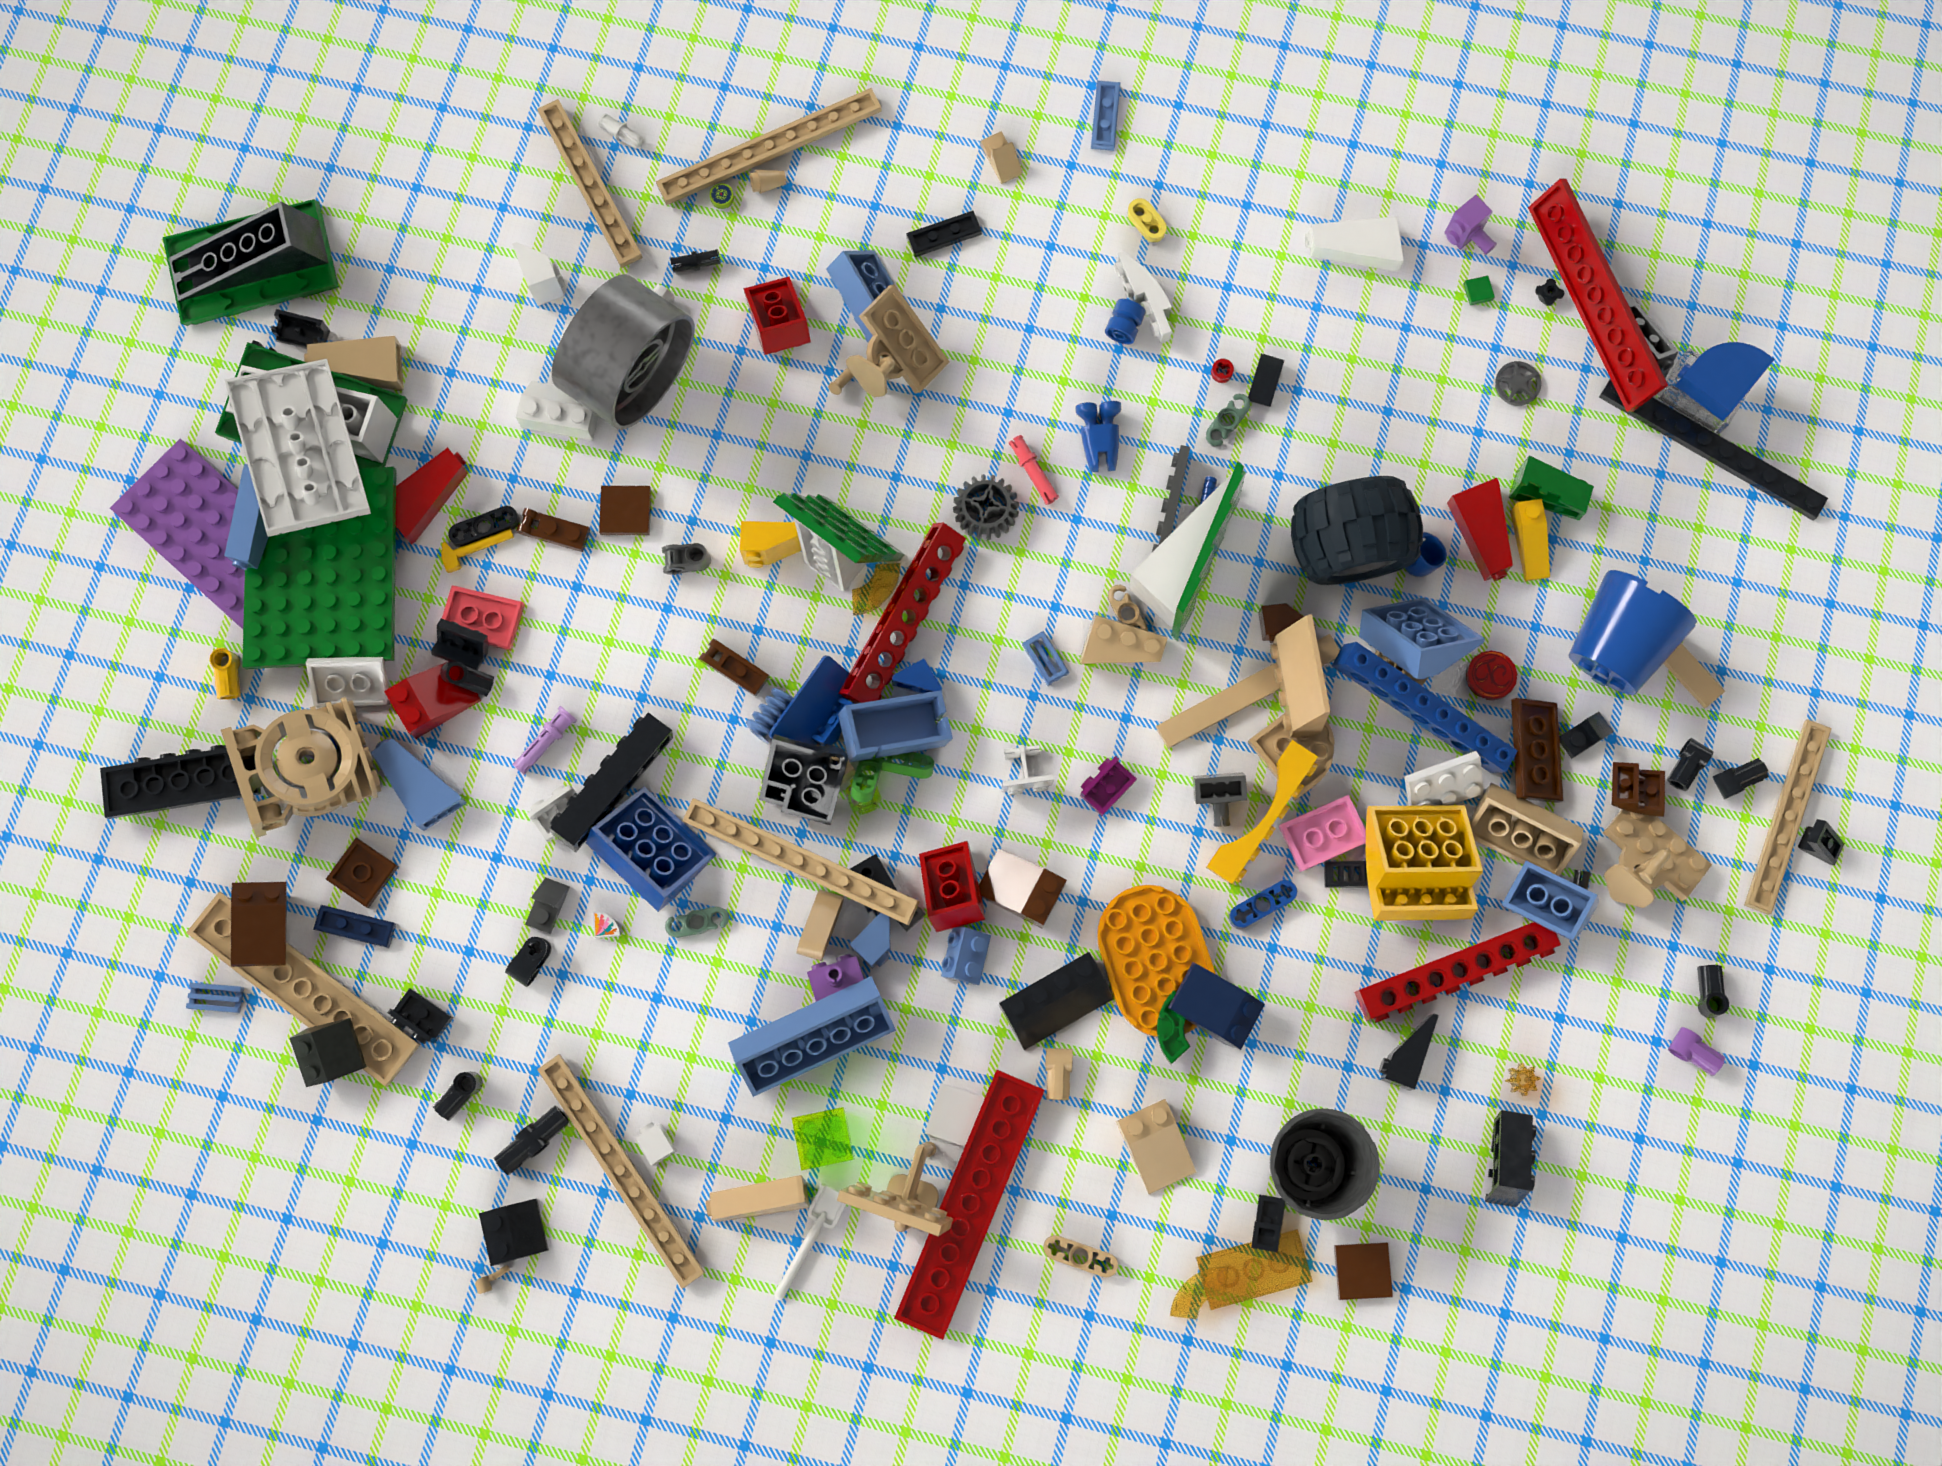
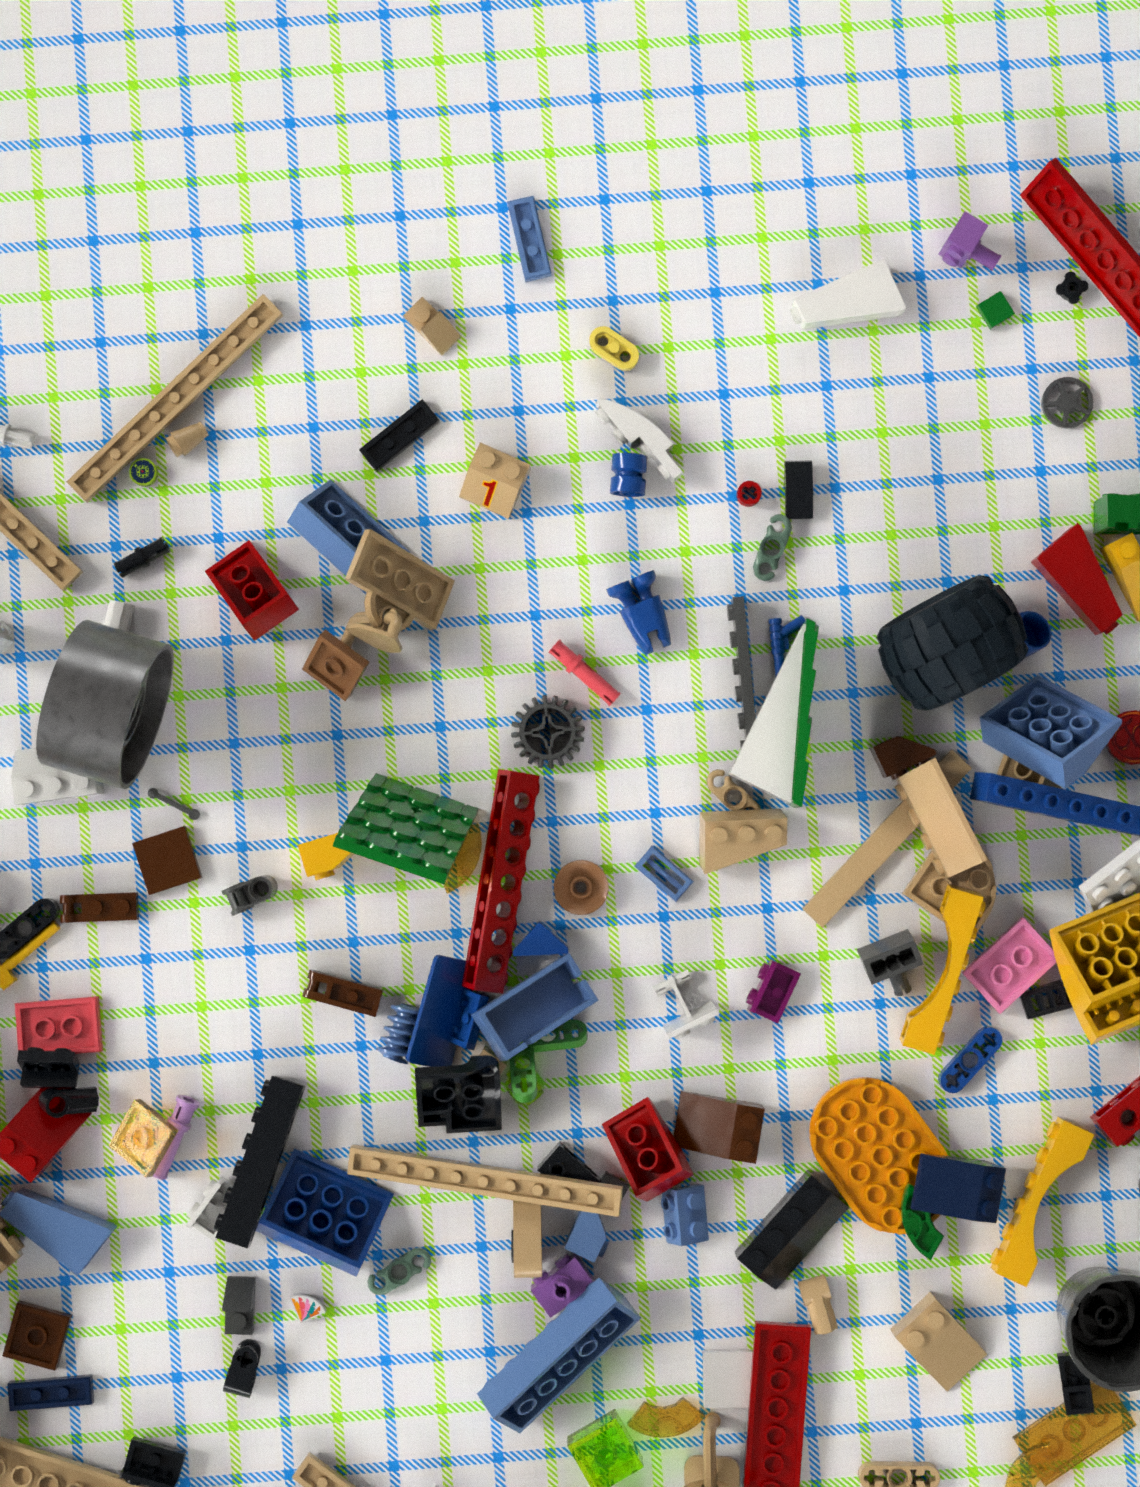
camera: 15 degrees left, 10 degrees up
(518, 730) = (143, 1138): none -> clear yellow plate
(661, 480) = (193, 814): none -> dark grey hinge
(825, 394) = (335, 665): none -> medium nougat plate
(887, 1134) = (666, 1420): none -> clear yellow tile
(970, 632) = (581, 902): none -> medium nougat dish
(1011, 291) = (494, 480): none -> tan slope
(1252, 1088) = (1063, 1149): none -> yellow arch

